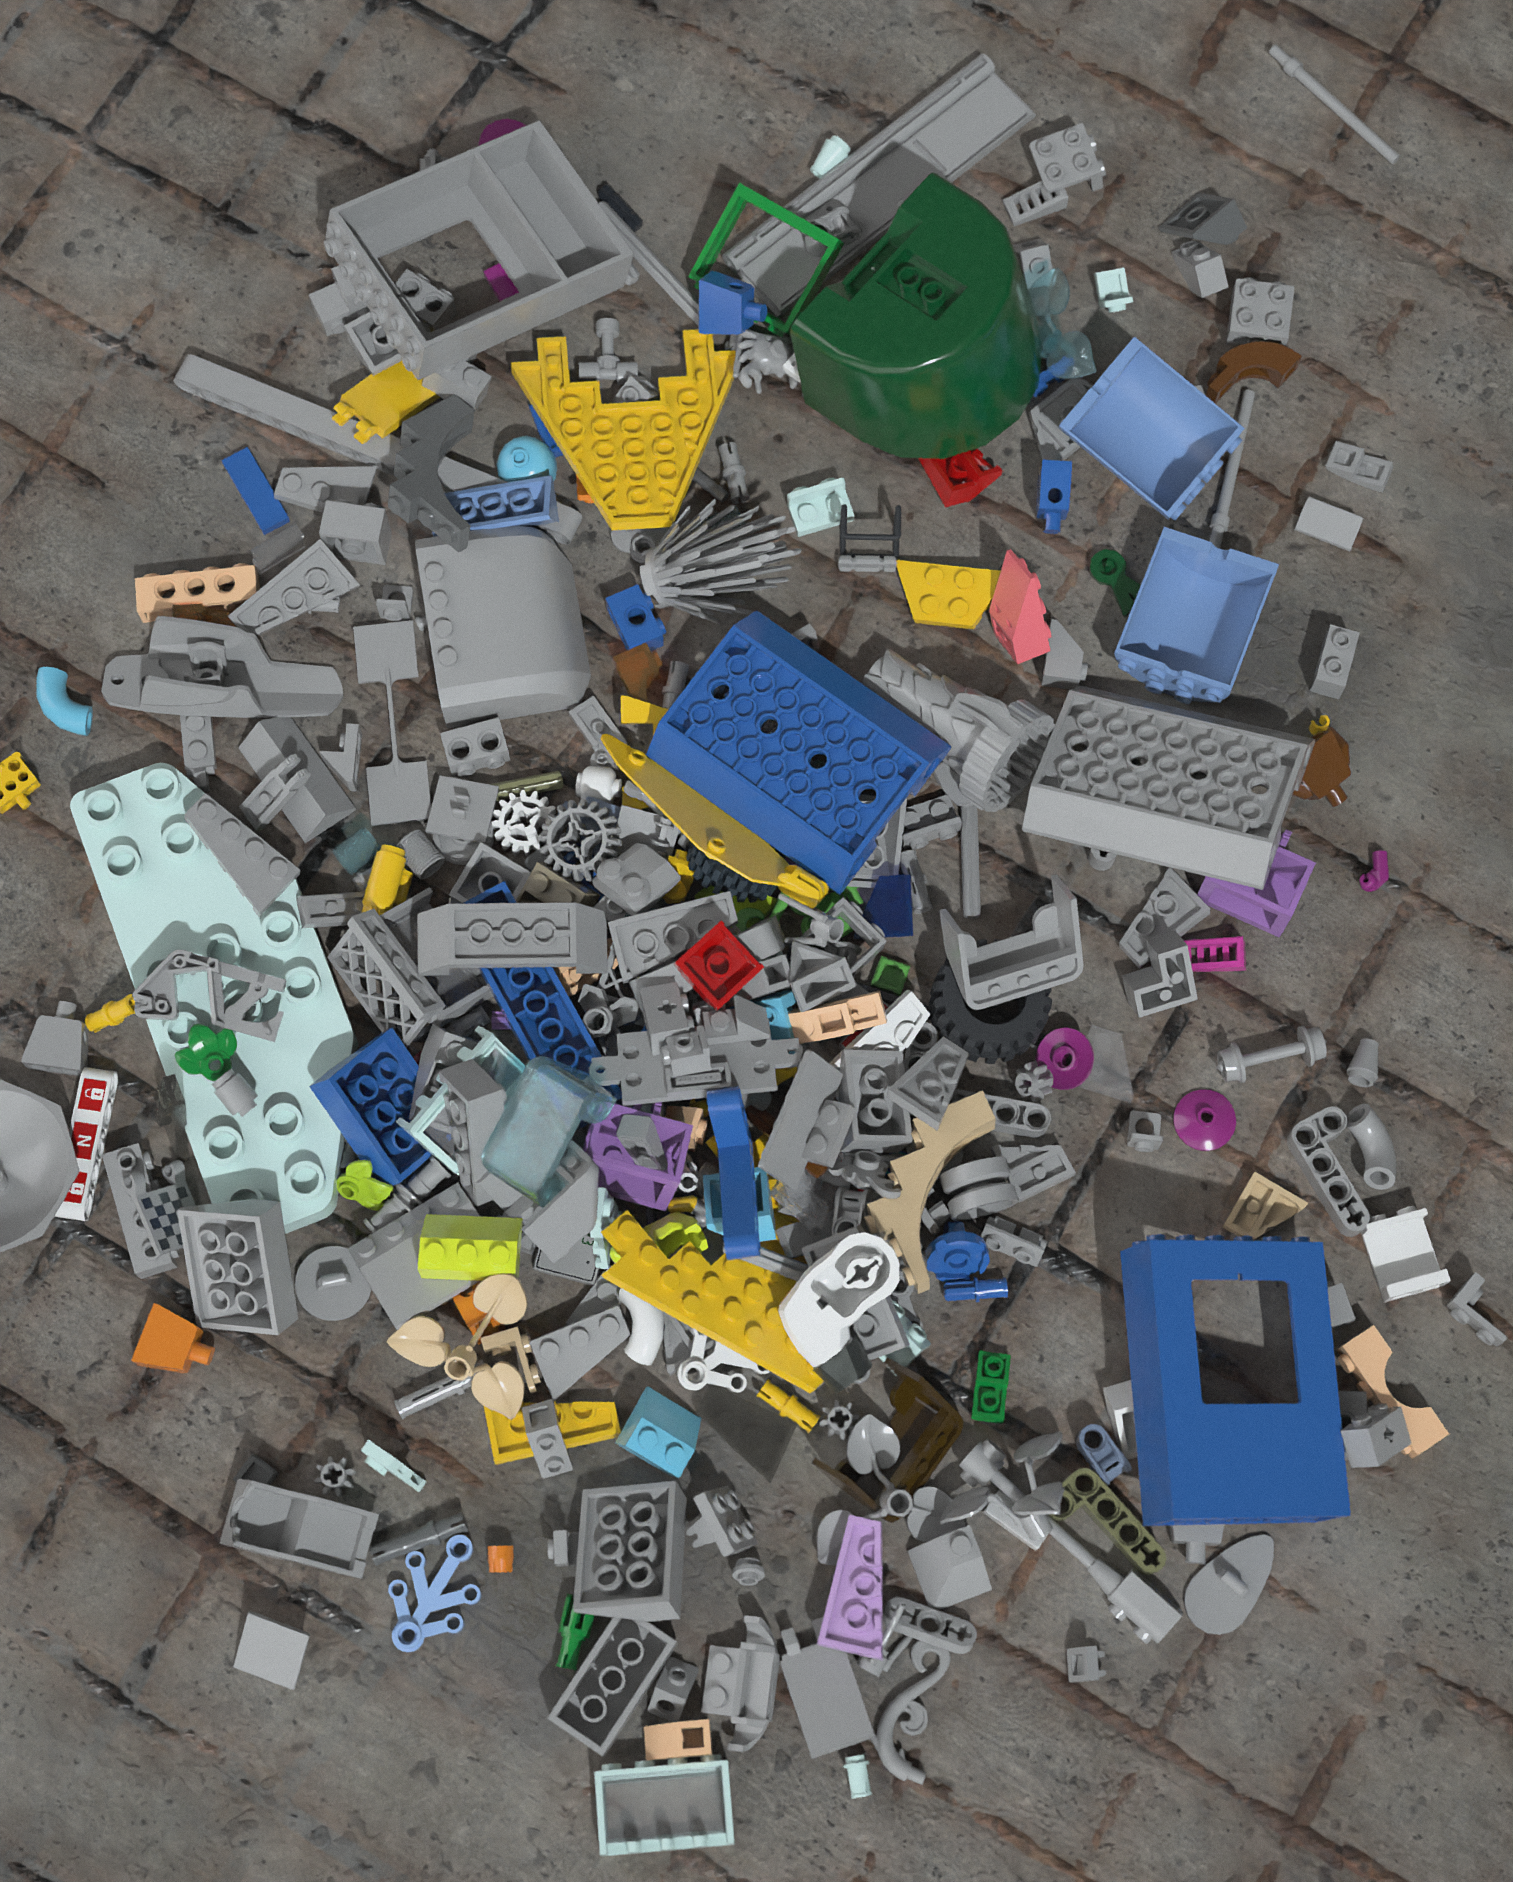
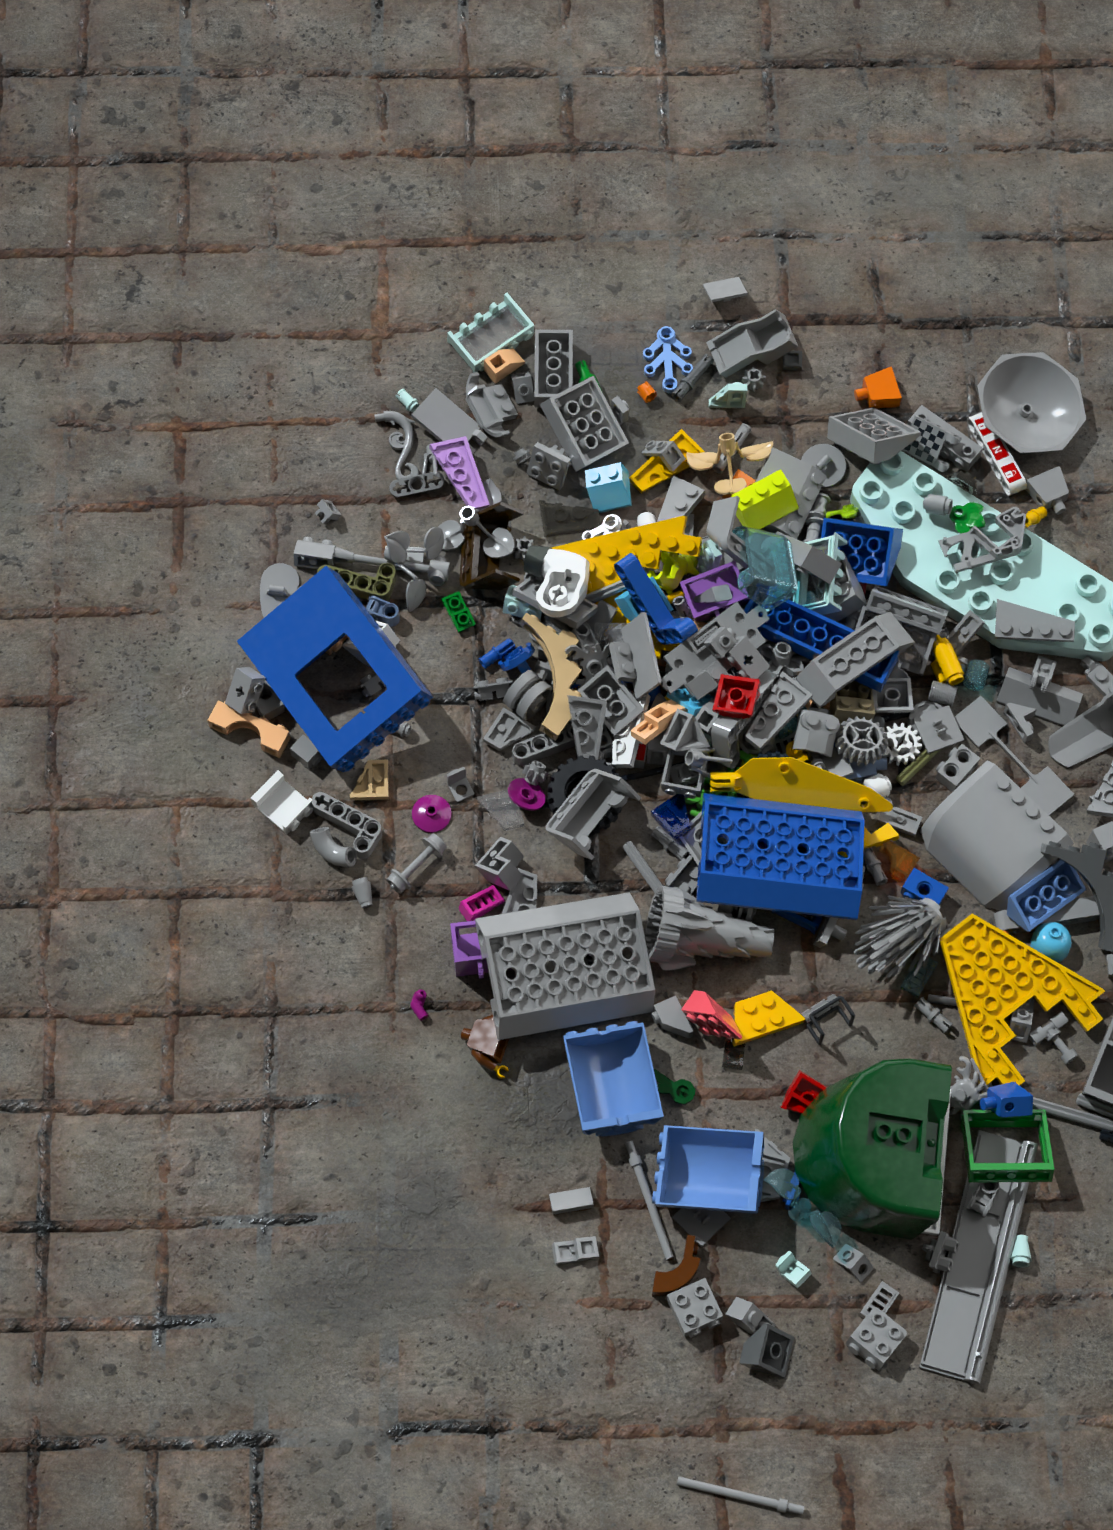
camera: 145 degrees right, 5 degrees down
(395, 609) = (1060, 814): light grey bracket -> none
(501, 1344) = (698, 481): tan bracket -> none
(788, 1406) = (553, 541): yellow pin -> none
(818, 506) = (869, 1024): light aqua bracket -> none
(890, 976) = (648, 786): bright green tile -> none
(950, 1568) = (422, 515): light grey slope -> none
(1054, 485) = (742, 1110): blue torso -> none
(1334, 661) = (516, 1111): light grey brick -> none
(1460, 1311) = (234, 791): light grey bracket -> none

